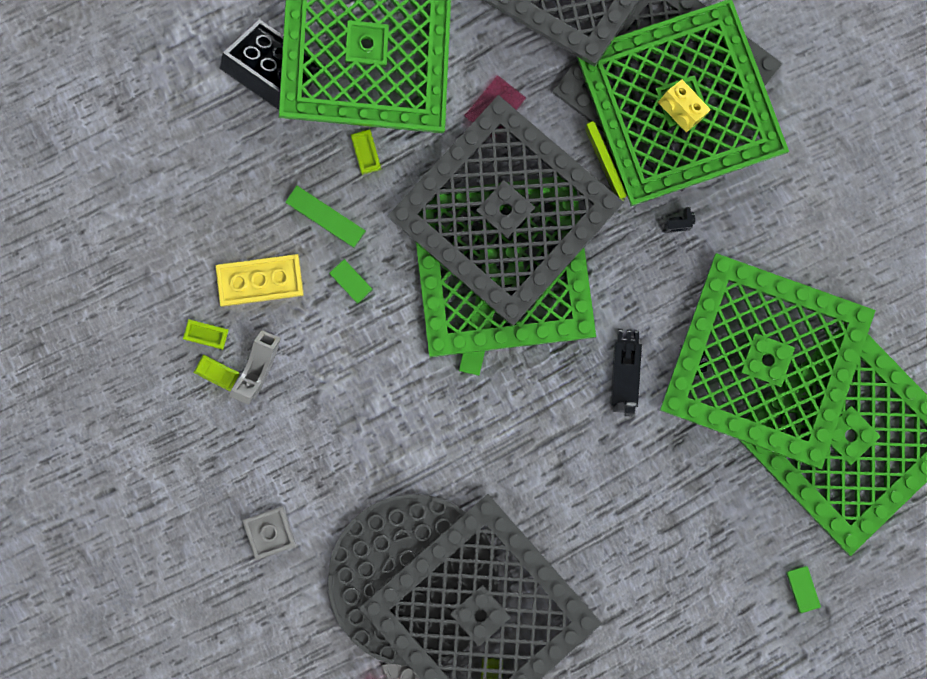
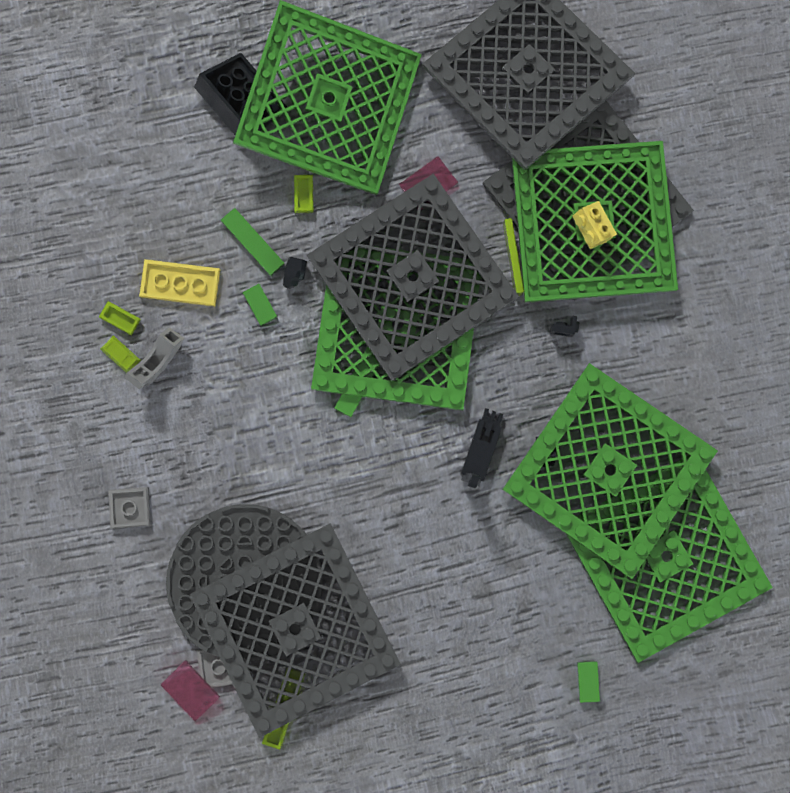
camera: 10 degrees right, 0 degrees up
(378, 237) = (294, 272): none -> black rock

